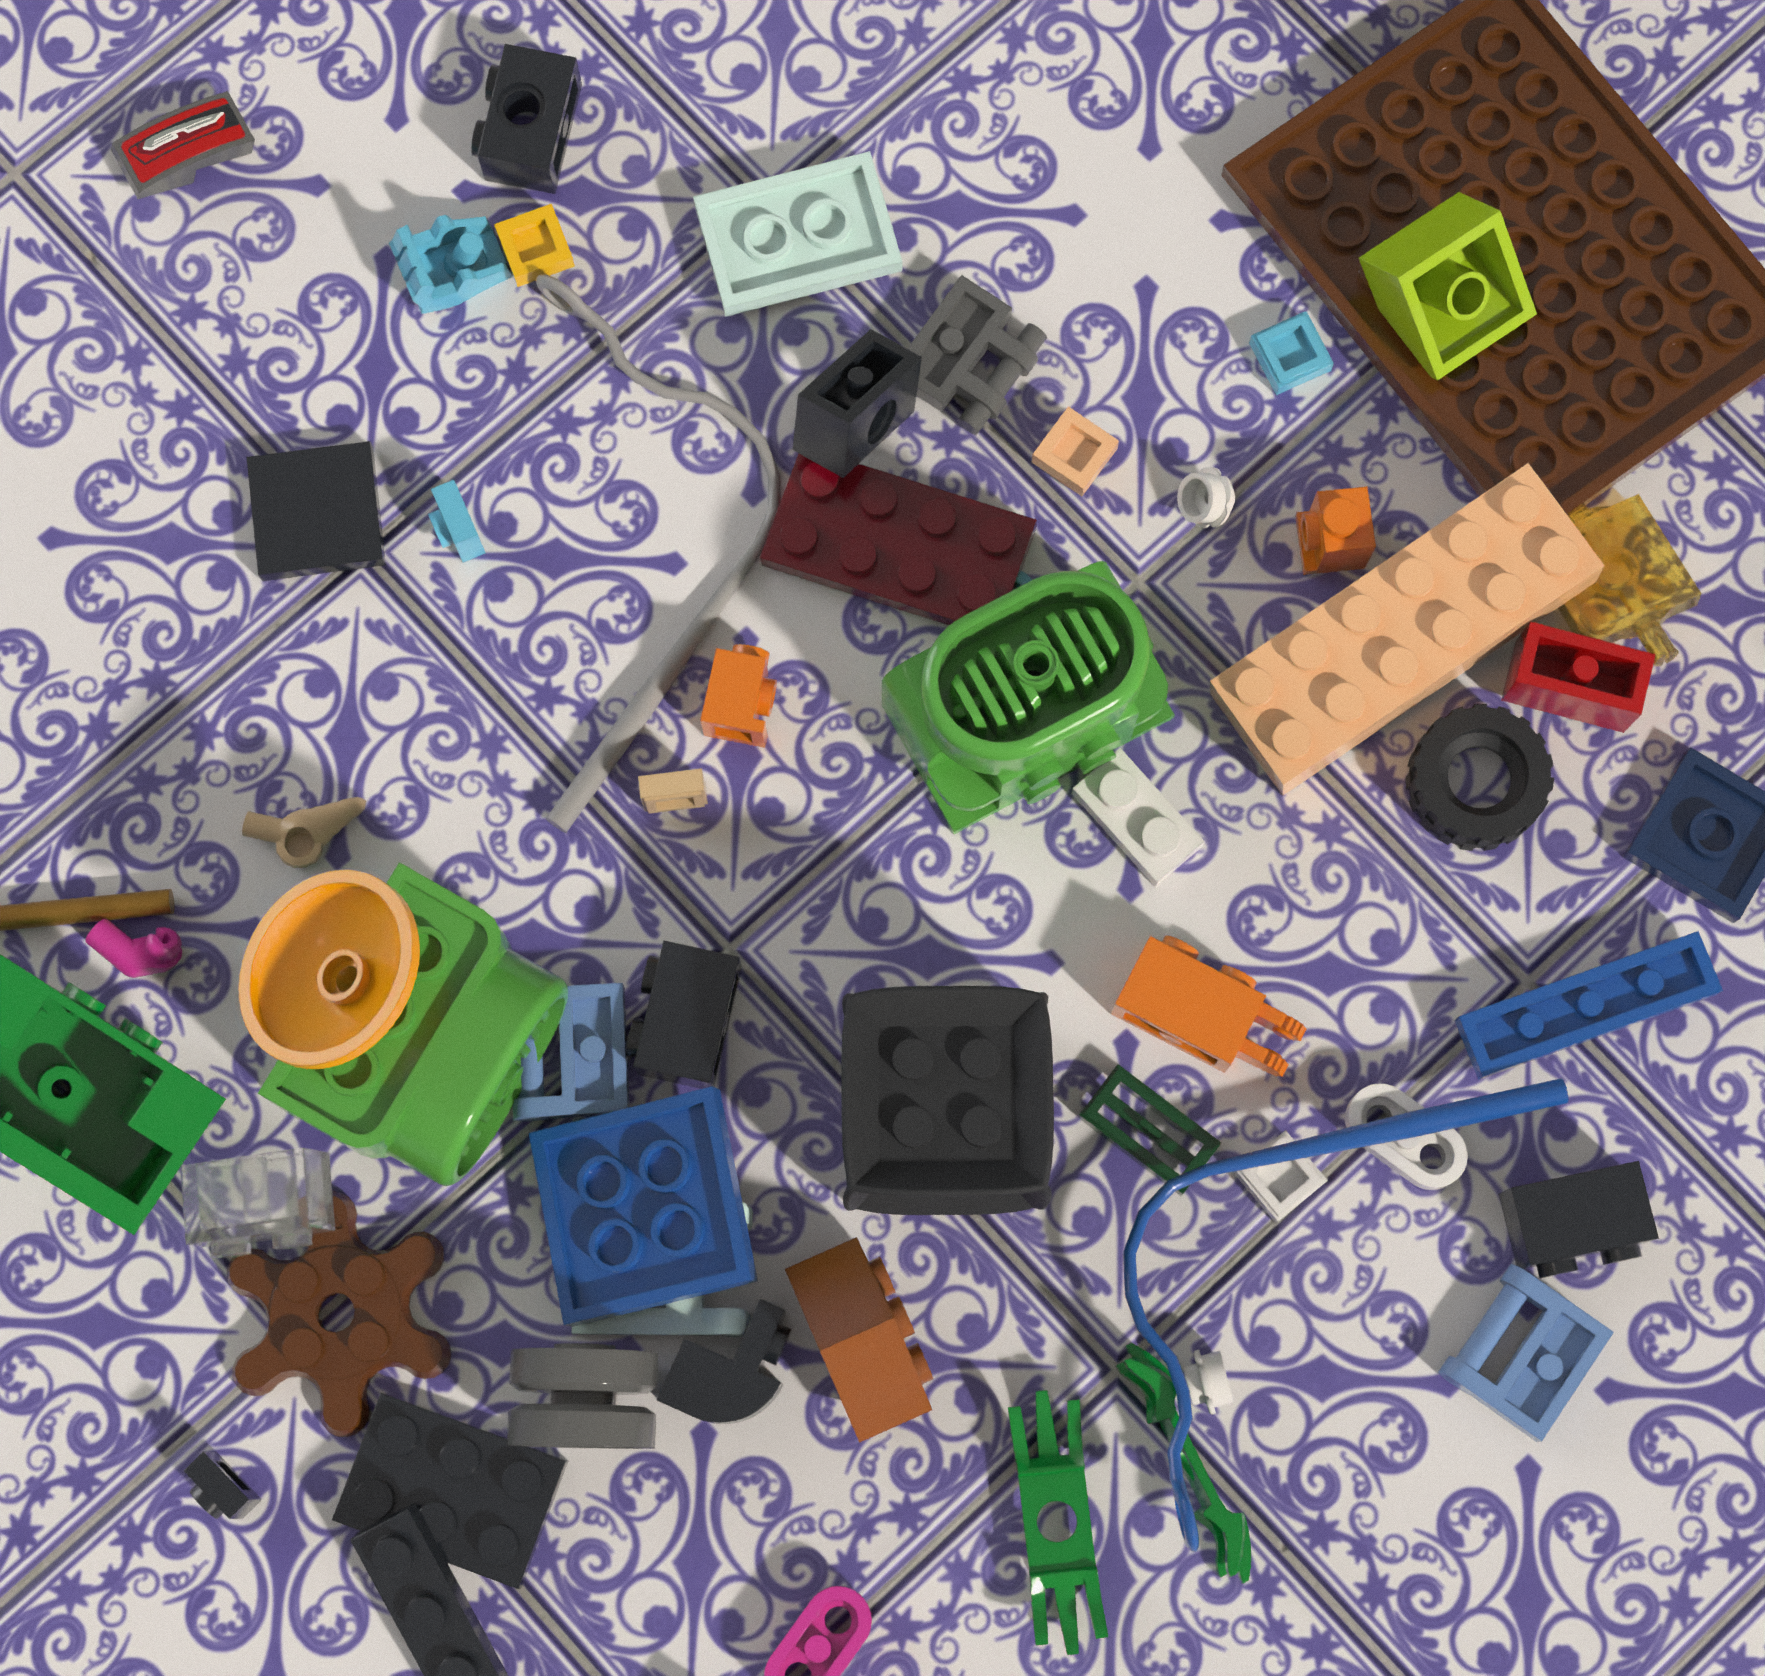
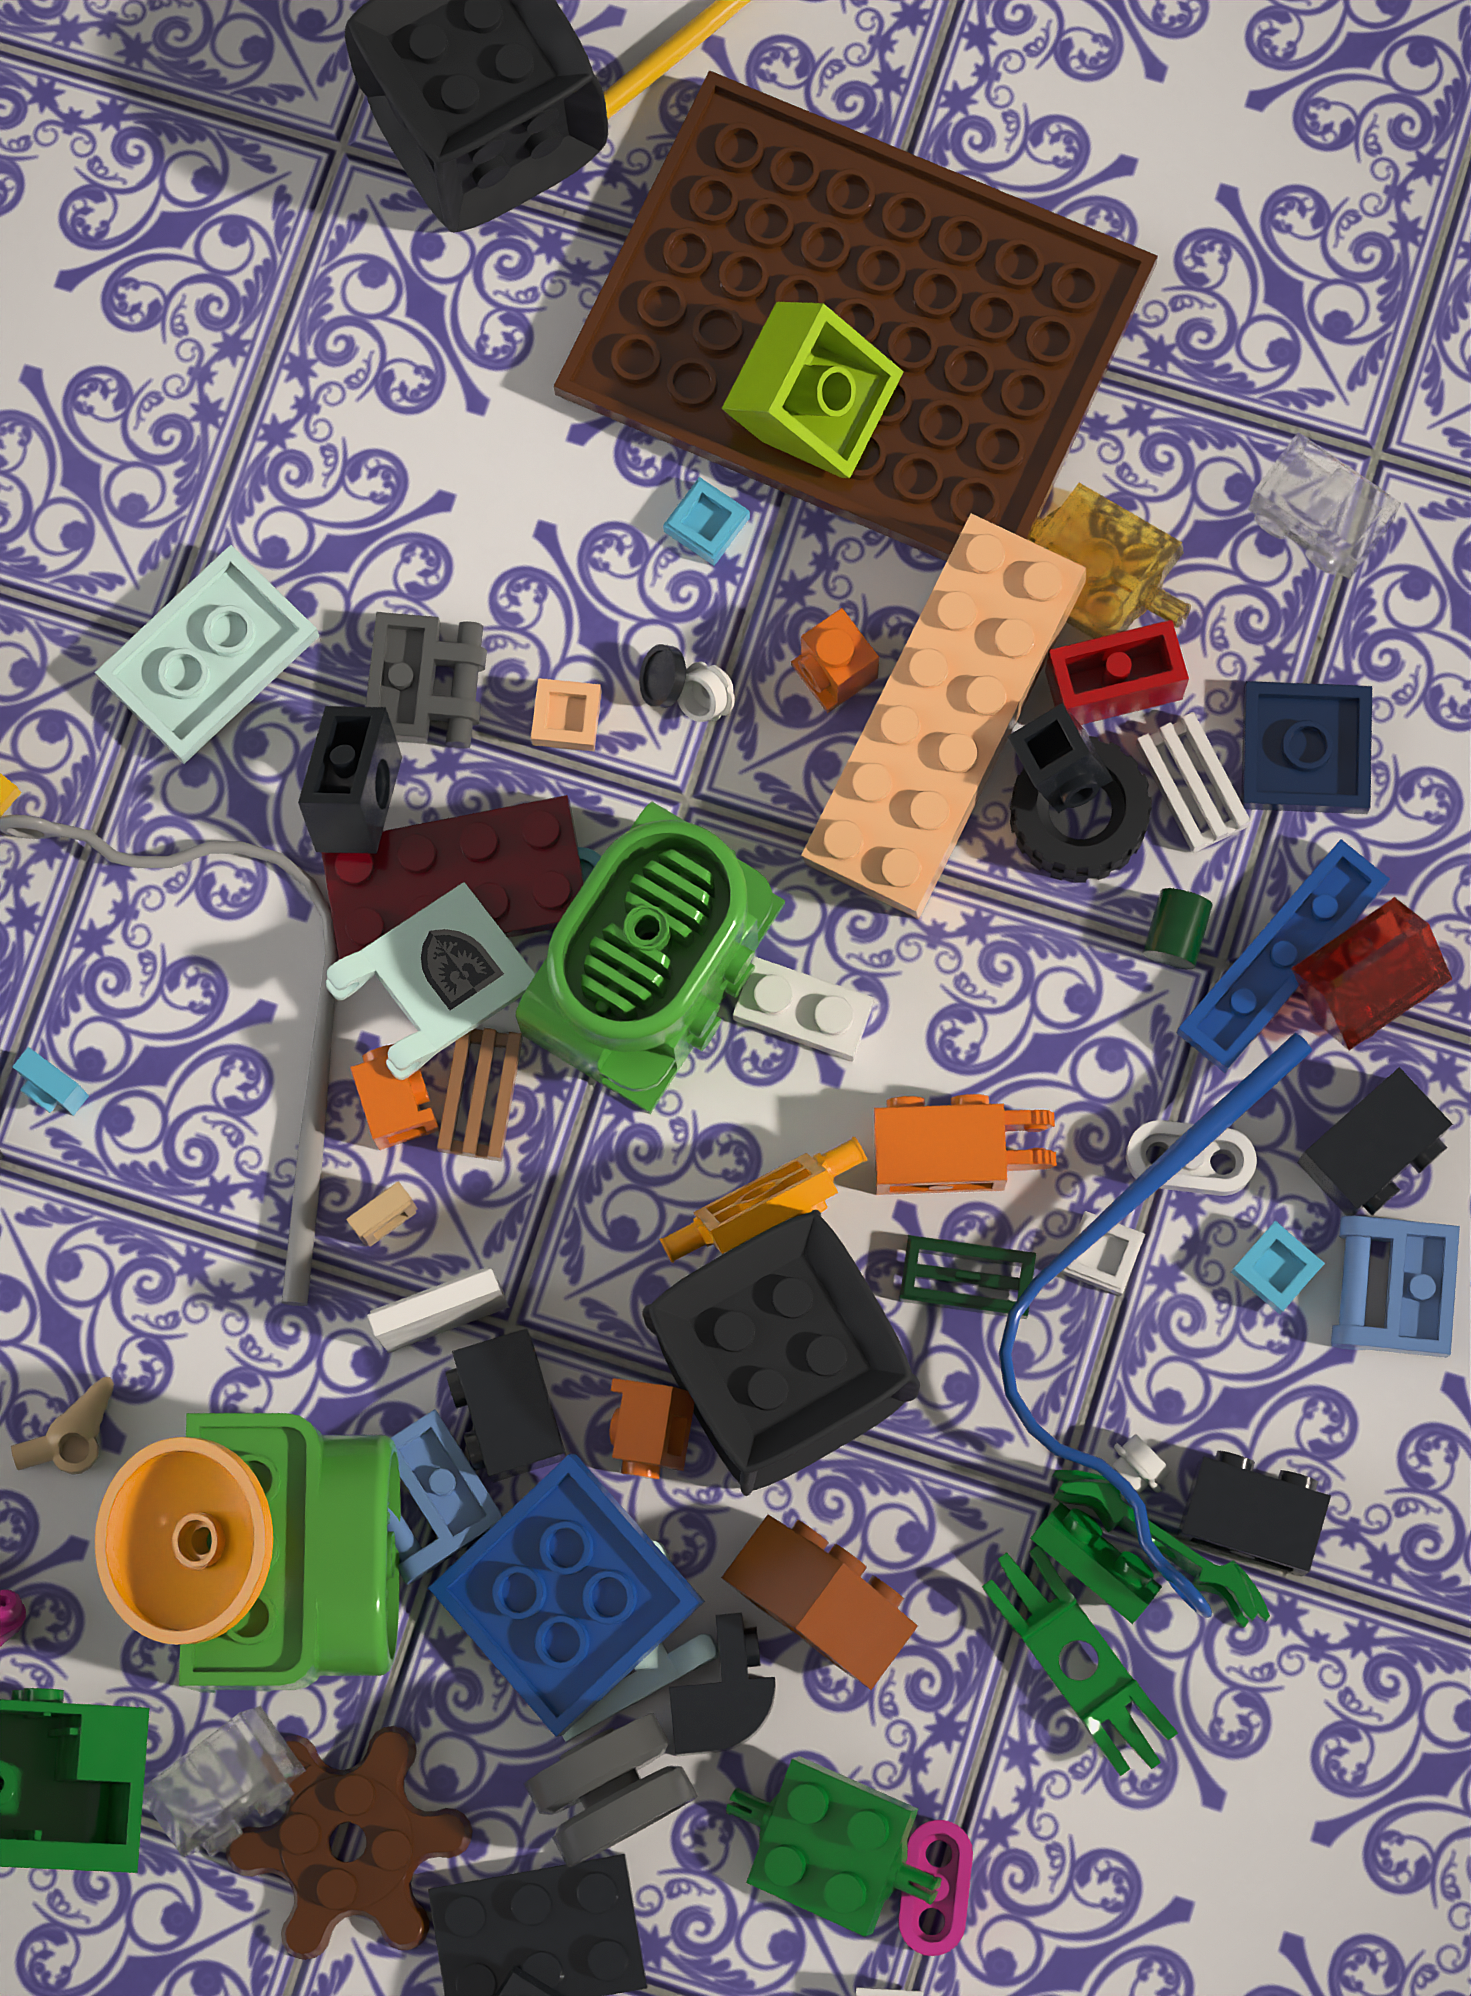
camera: 25 degrees left, 0 degrees up
(671, 897) = (437, 1309): none -> white tile
(748, 1560) = (832, 1846): none -> green plate
(796, 1104) = (650, 1427): none -> orange brick
(842, 608) = (443, 970): none -> light aqua flag
(849, 693) = (488, 1040): none -> medium nougat tile
(1012, 964) = (765, 1202): none -> light orange plate
(1130, 1466) = (1114, 1576): none -> green plate
(1177, 463) = (662, 676): none -> black piece
(1286, 1482) = (1254, 1513): none -> black brick
(1429, 1276) = (1277, 1267): none -> medium azure plate
(1486, 721) = (1060, 759): none -> black brick
(1507, 929) = (1177, 928): none -> dark green piece
(1617, 827) = (1169, 735): none -> white tile
(1660, 1064) = (1372, 973): none -> clear red brick

